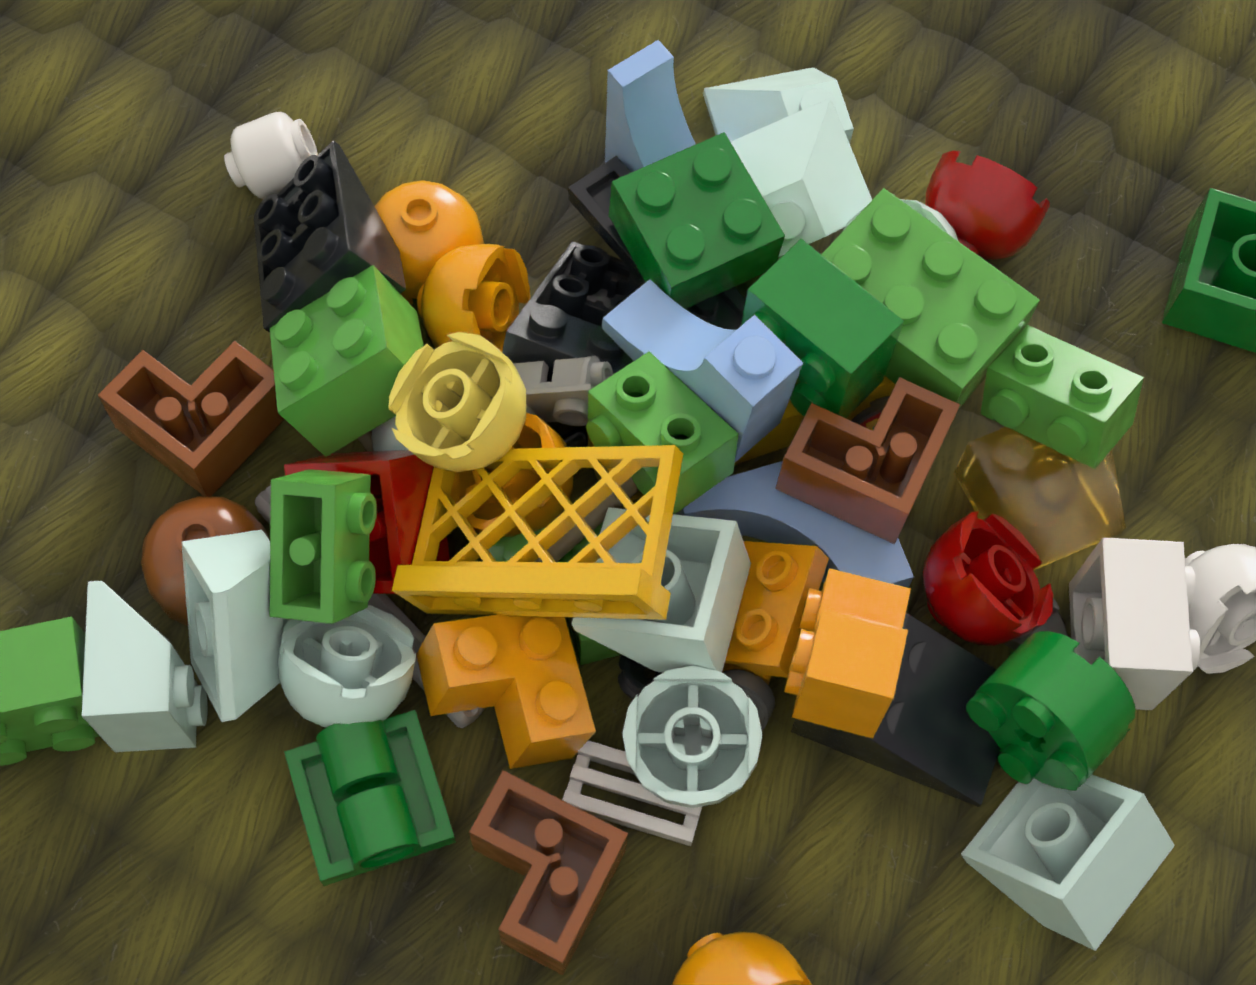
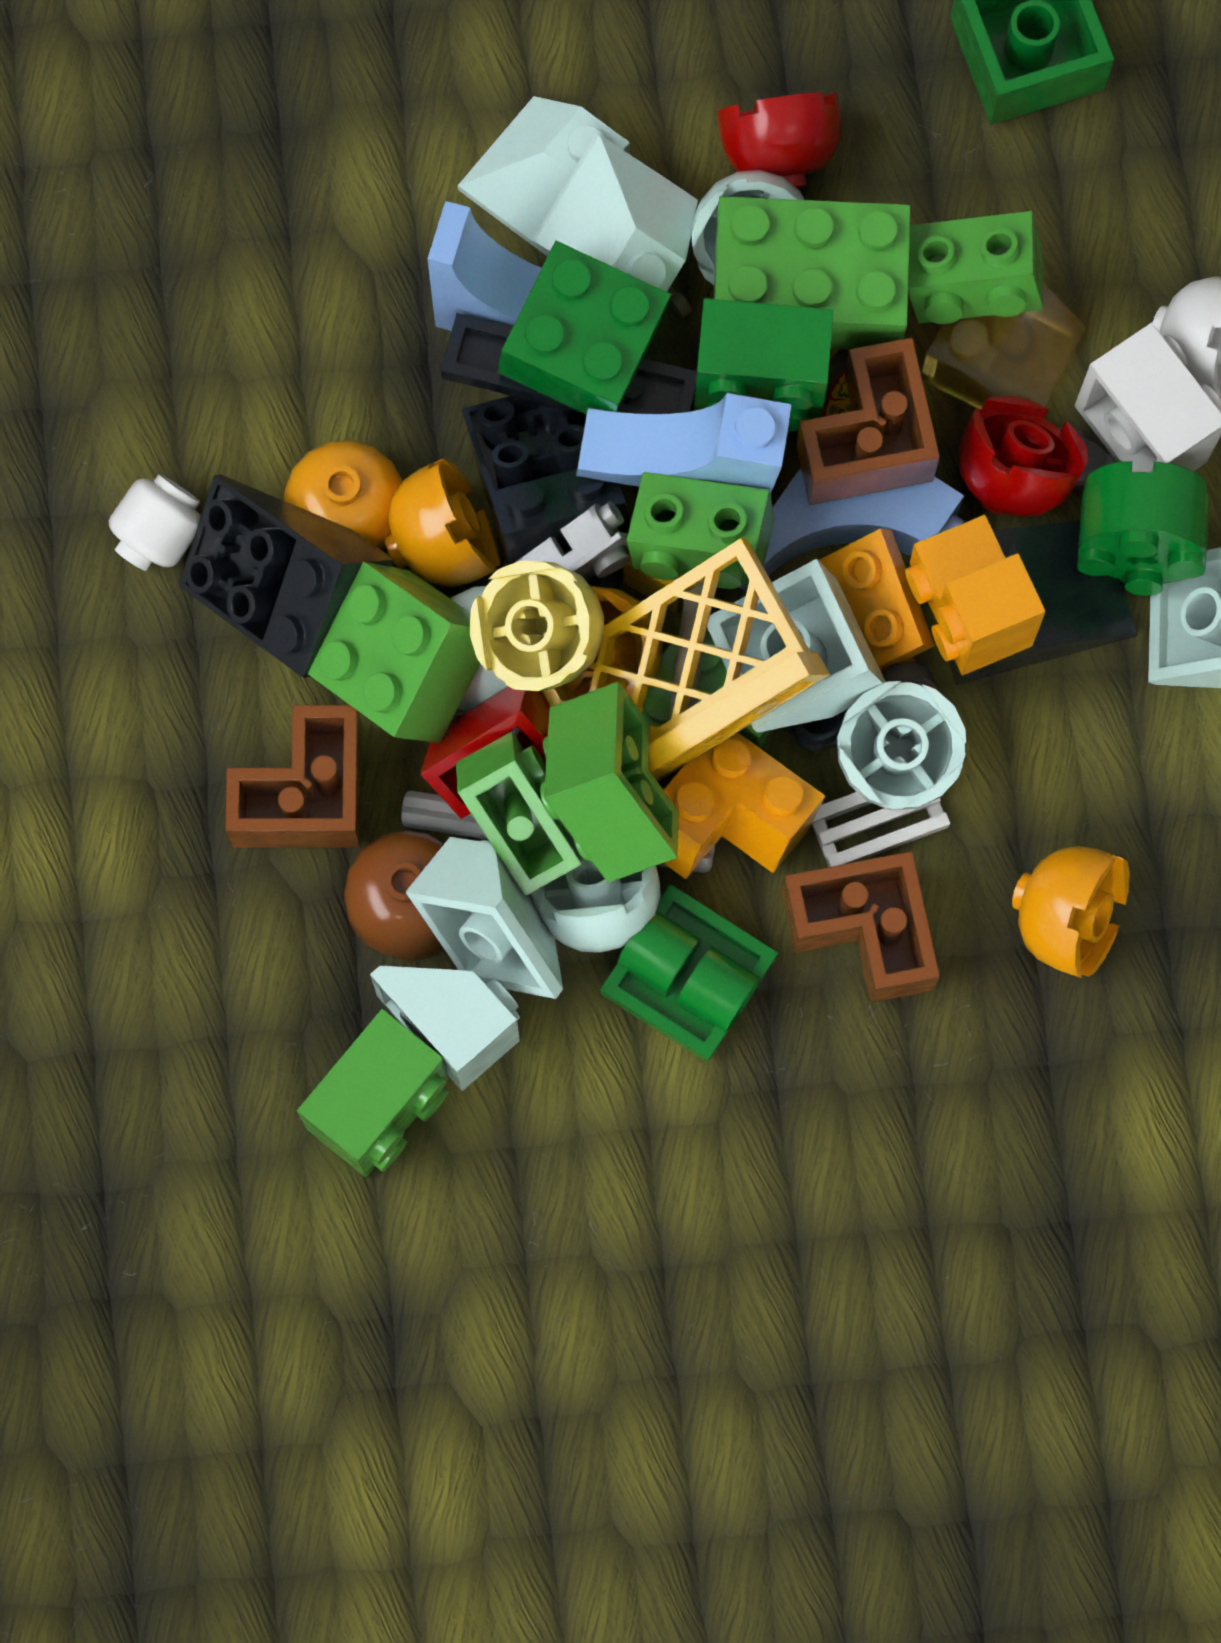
camera: 35 degrees left, 10 degrees up
(394, 571) = (603, 784): none -> bright green brick

